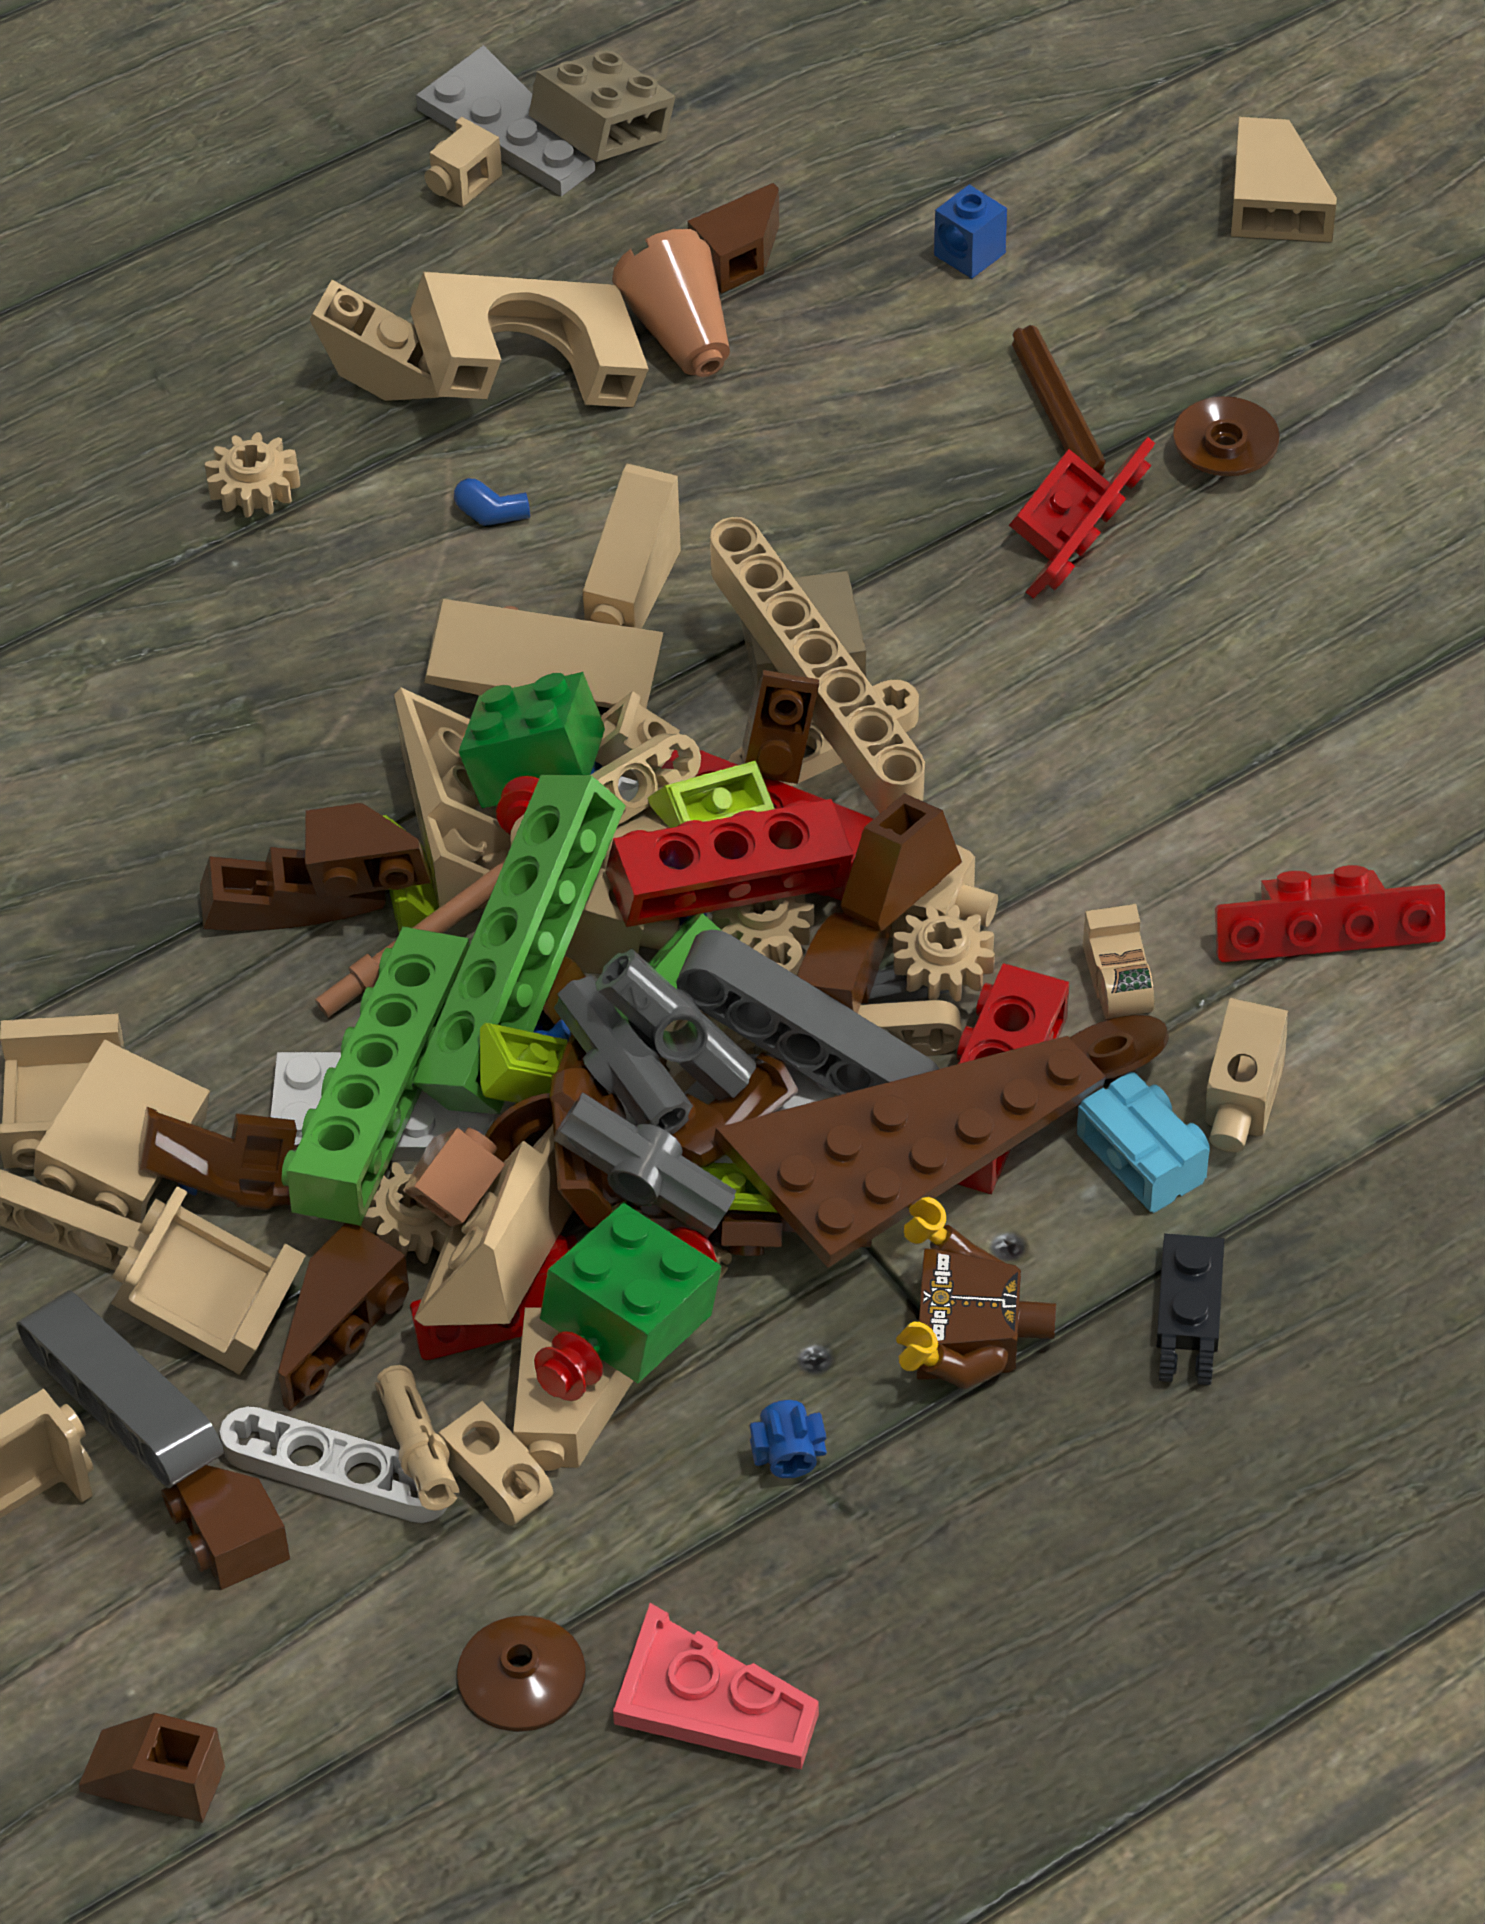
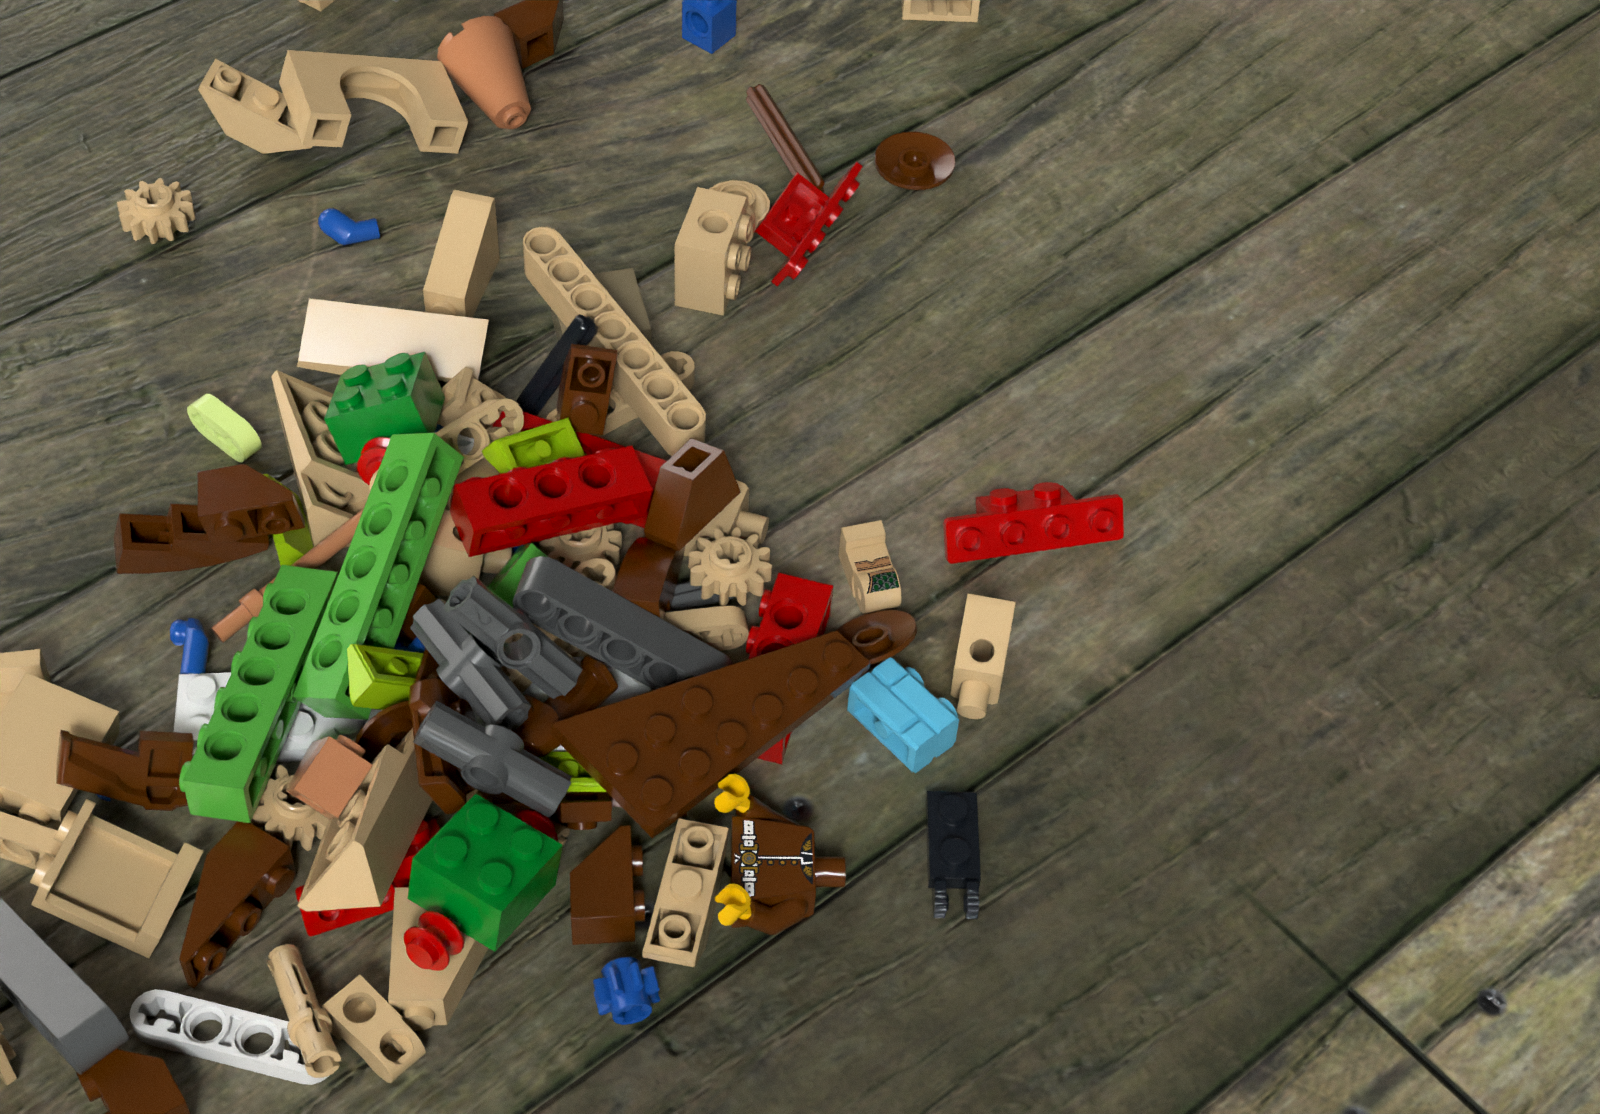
camera: 10 degrees left, 0 degrees up
(296, 1015) = (195, 642): none -> blue arm
(333, 755) = (224, 427): none -> yellowish green beam
(735, 704) = (548, 376): none -> black axle
(767, 1328) = (603, 892): none -> reddish brown slope
(862, 1340) = (687, 894): none -> tan slope
(956, 540) = (714, 244): none -> tan brick

